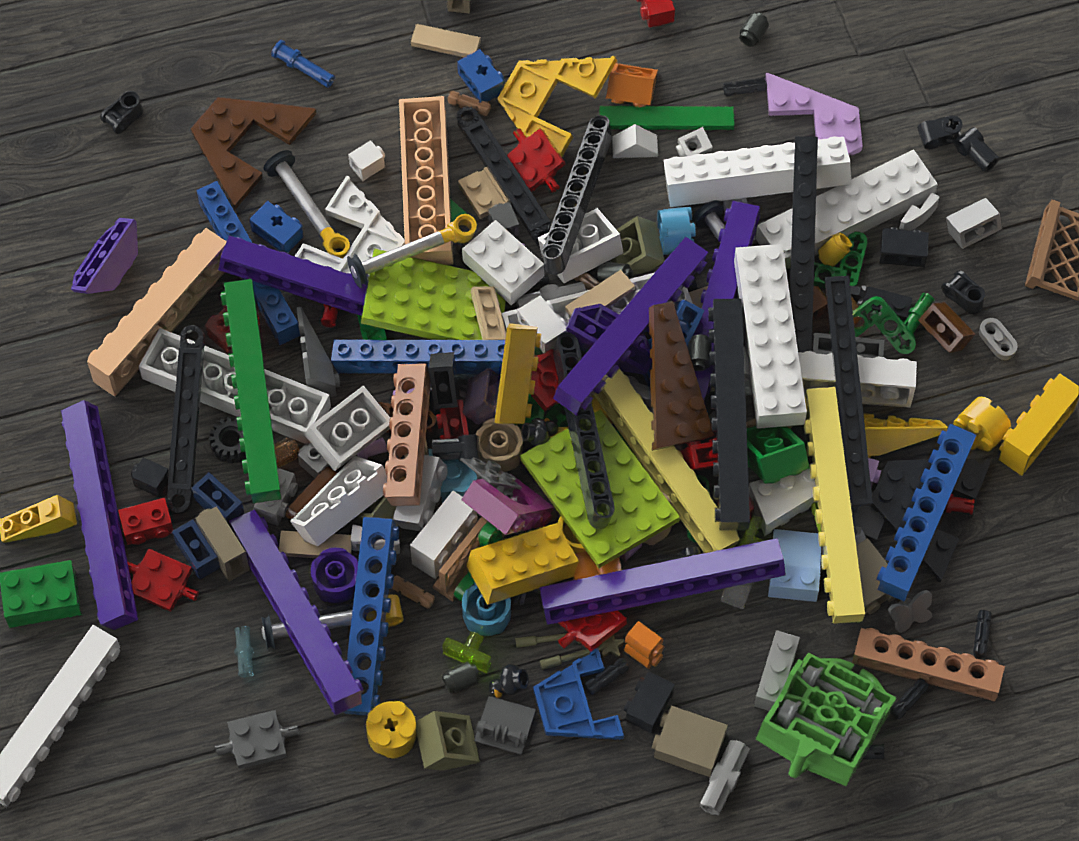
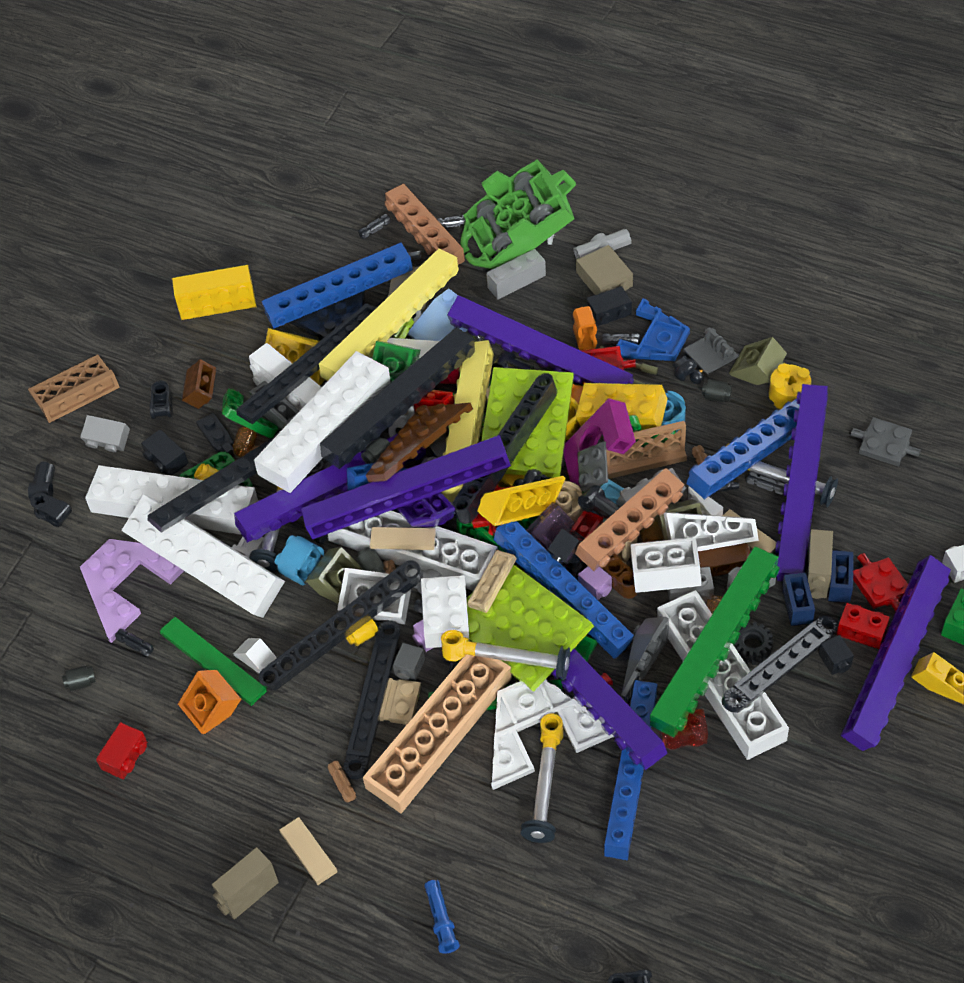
camera: 135 degrees left, 10 degrees down
(108, 259) = (751, 851): wedge -> none
(161, 308) = (736, 768): light nougat brick -> none
(228, 122) = (553, 911): reddish brown wing -> none
(244, 651) = (854, 497): clear light blue pin -> none
(276, 227) = (588, 794): blue brick -> none
(330, 587) = (751, 496): dark purple brick -> none
(367, 160) = (464, 787): white brick -> none
(442, 534) = (646, 463): white brick -> none
(468, 651) = (700, 401): clear neon green tile -> none
(481, 76) = (312, 792): blue brick -> none
(534, 82) = (288, 748): yellow wing -> none
(536, 159) = (339, 690): red plate -> none
(542, 315) = (463, 538): white brick -> none
(696, 137) = (218, 619): white brick -> none
(917, 216) = (131, 463): white slope -> none
(919, 309) = (204, 410): green pin -> none
(985, 421) = (247, 314): yellow brick -> none
(998, 340) = (175, 367): light grey plate -> none

